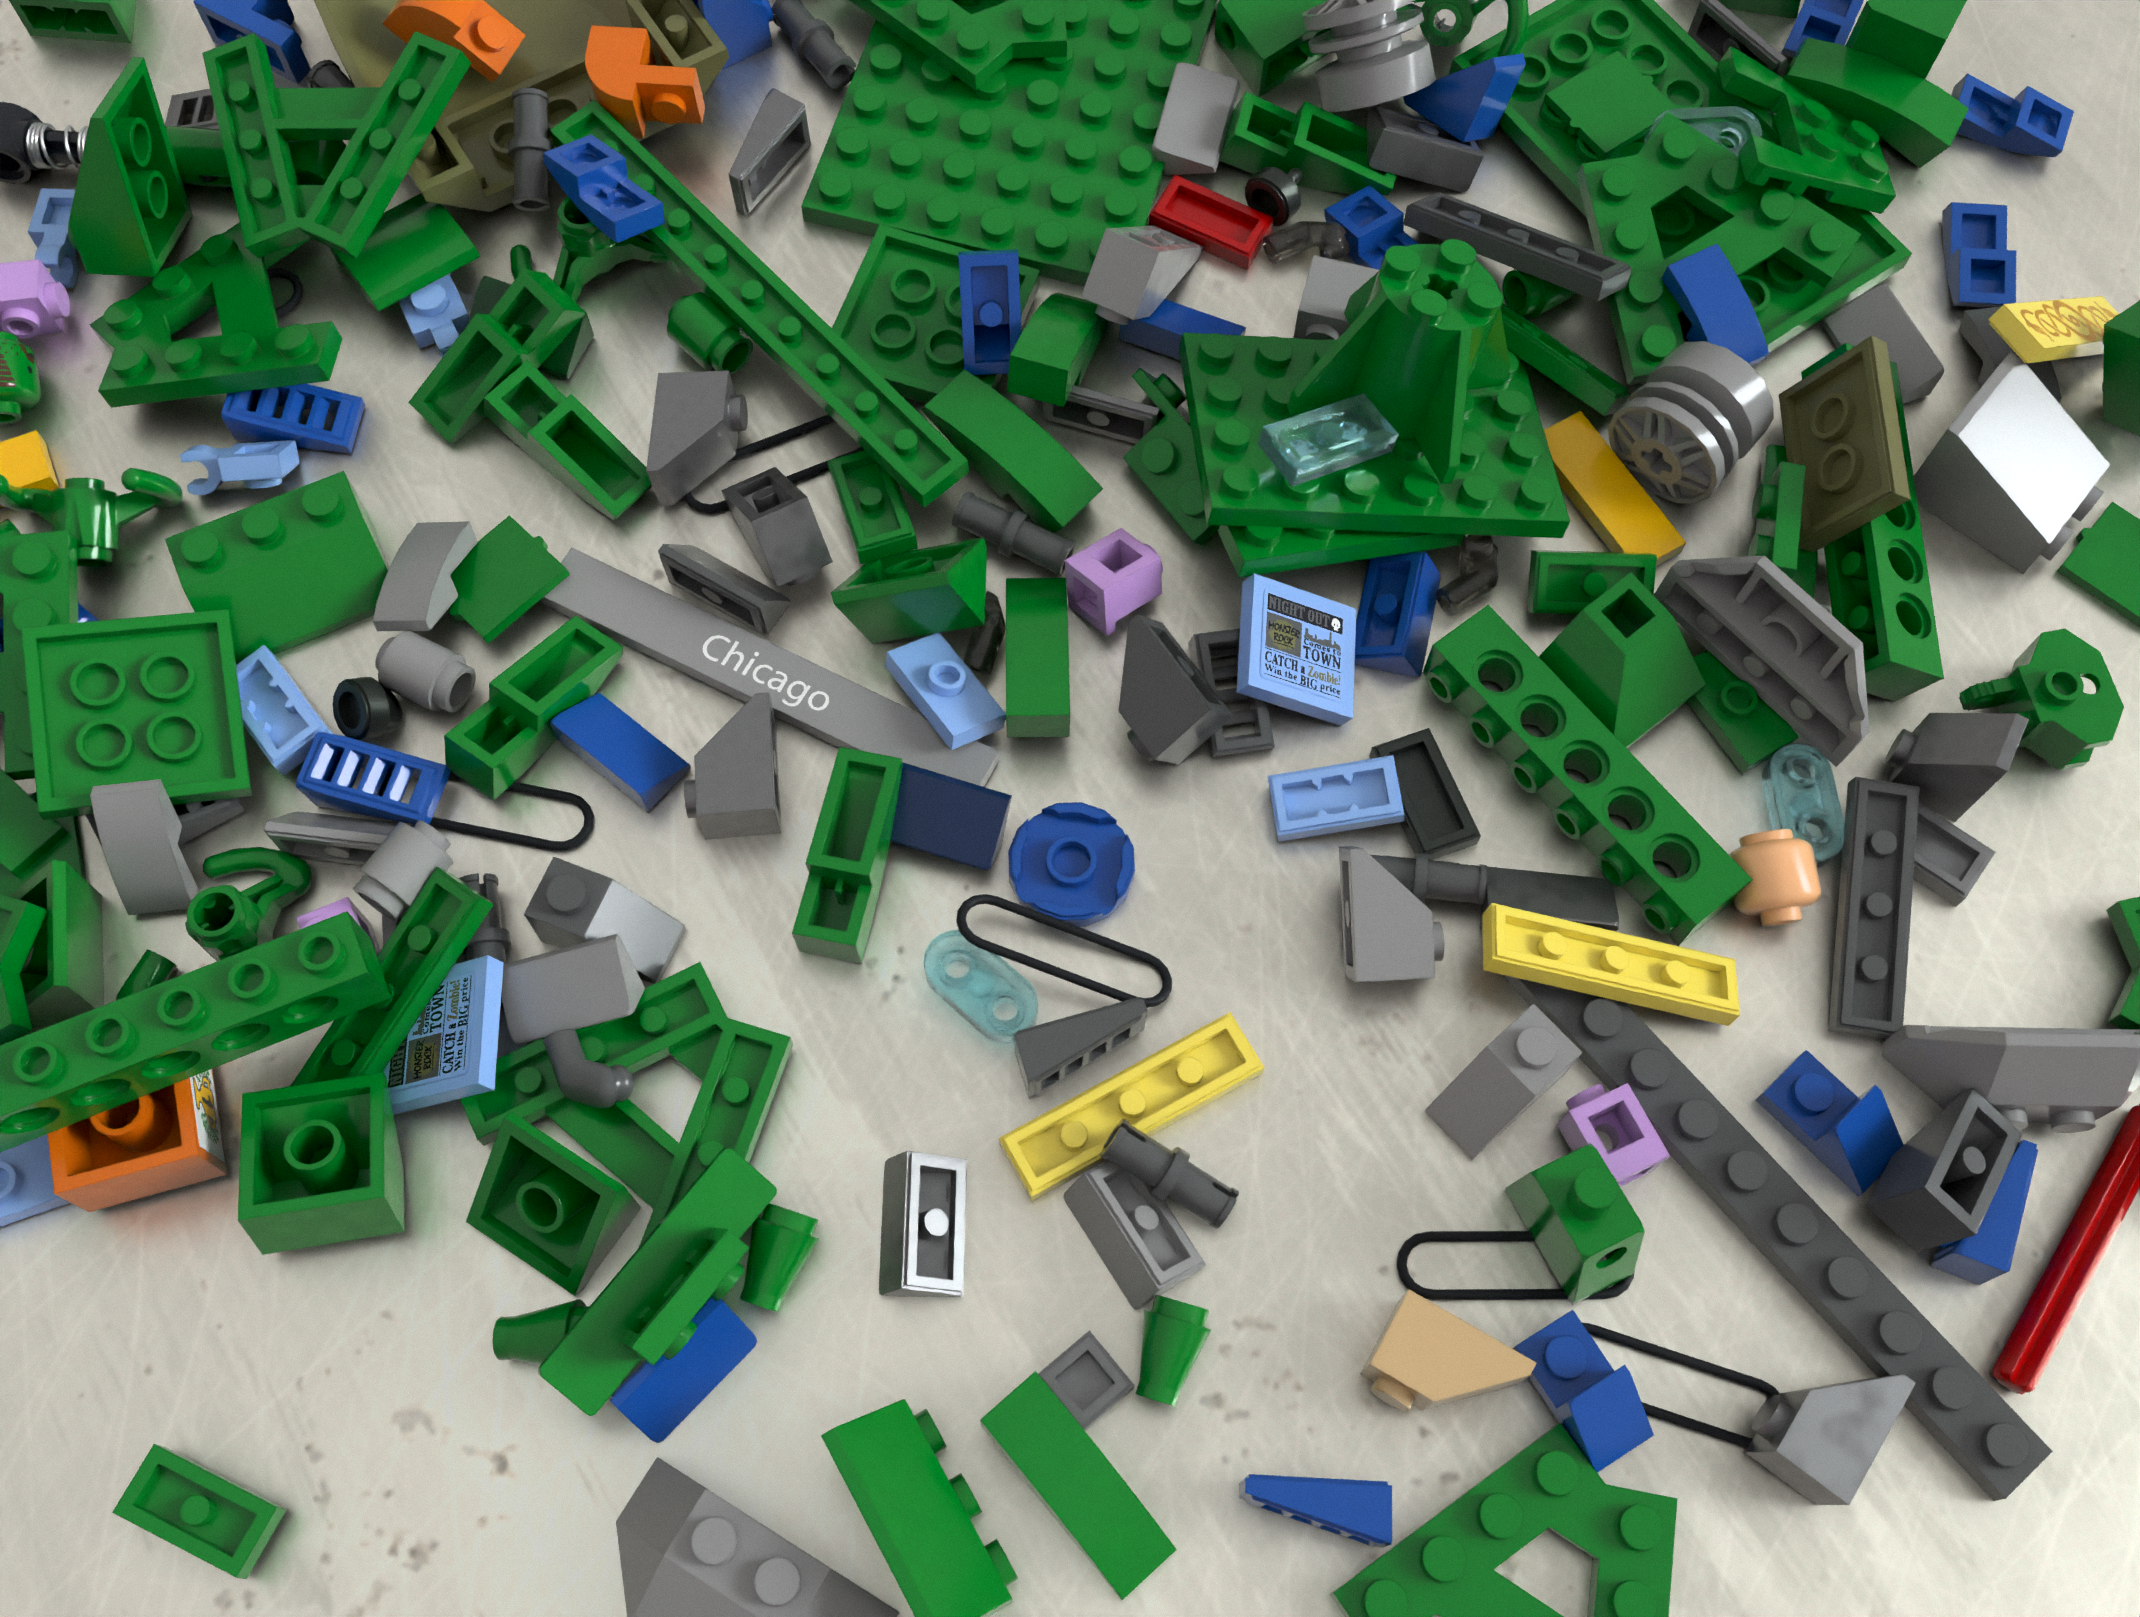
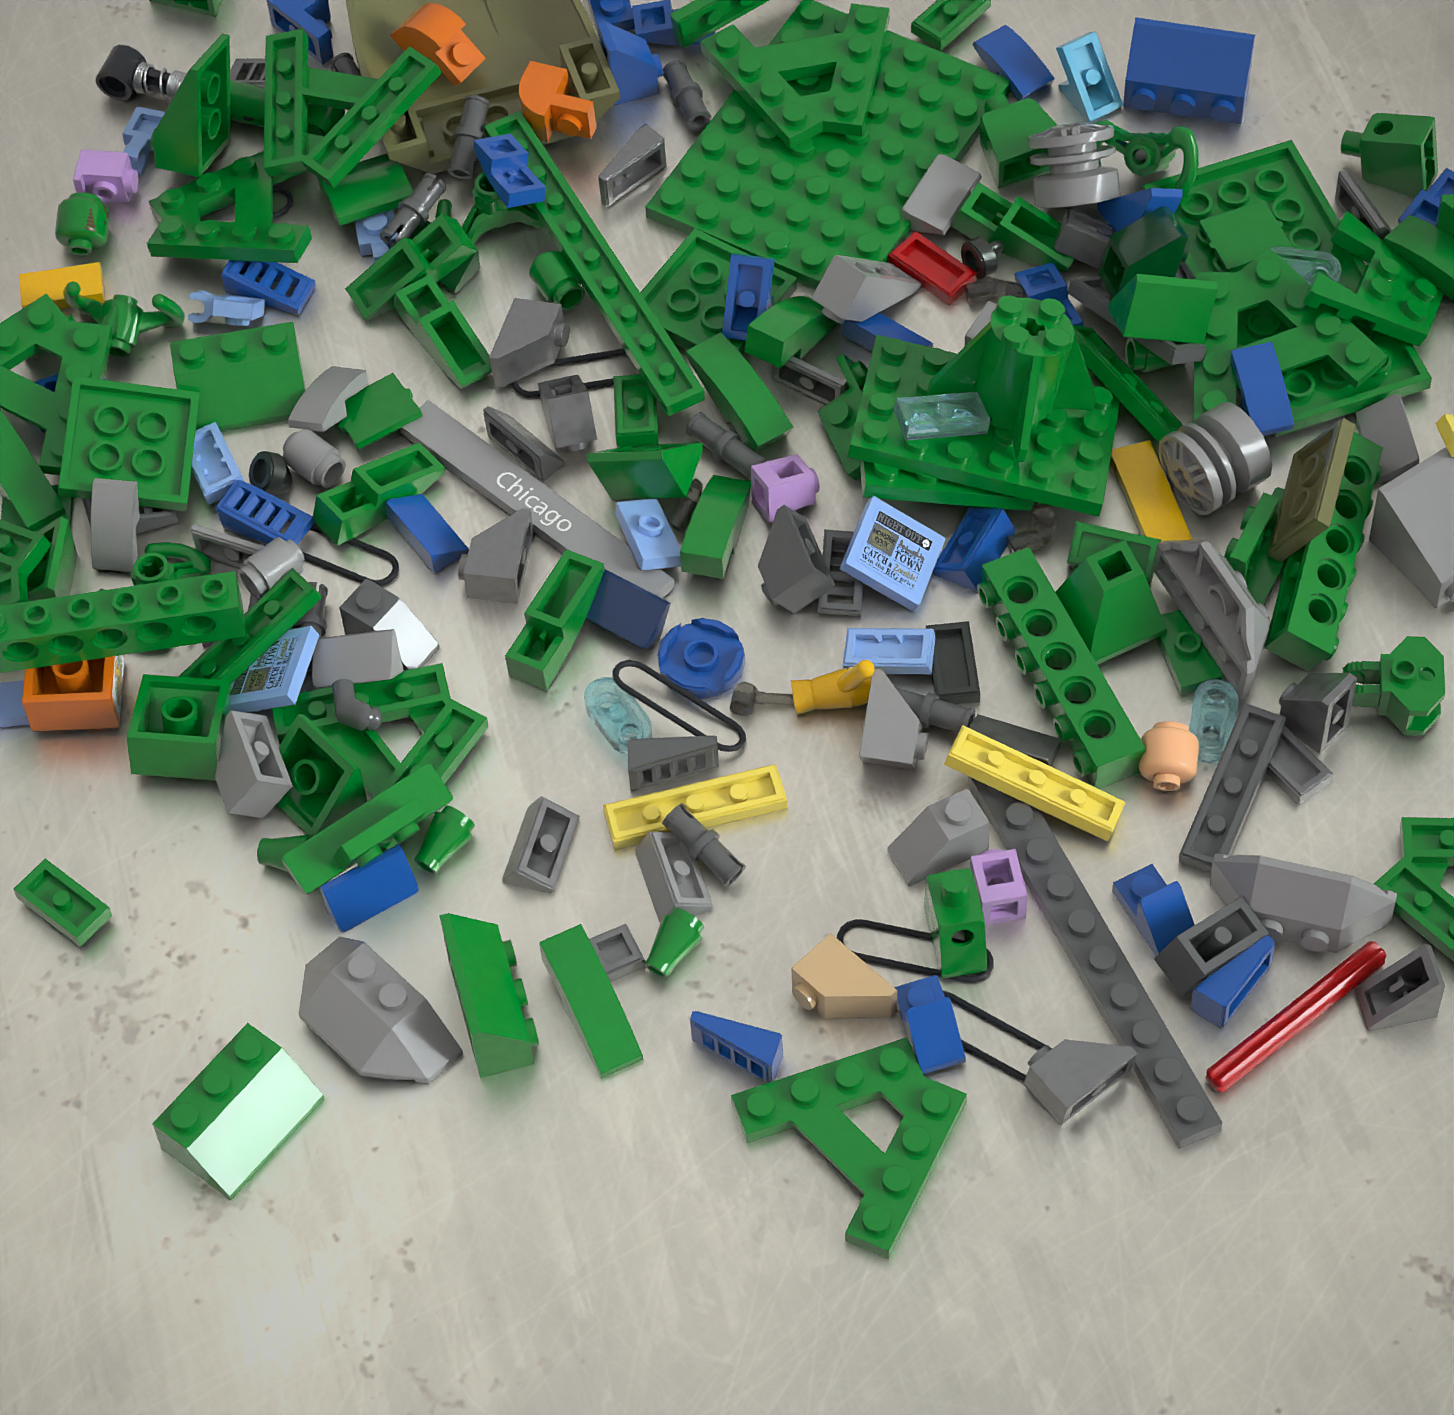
camera: 20 degrees right, 10 degrees down
(448, 1206) = (250, 766): none -> light grey slope
(480, 270) = (413, 210): none -> dark grey pin
(1154, 912) = (746, 695): none -> clear smoke hand
(1283, 874) = (835, 689): none -> yellow piece
(1509, 159) = (1147, 247): none -> dark green slope
(1572, 223) = (1164, 308): none -> green slope

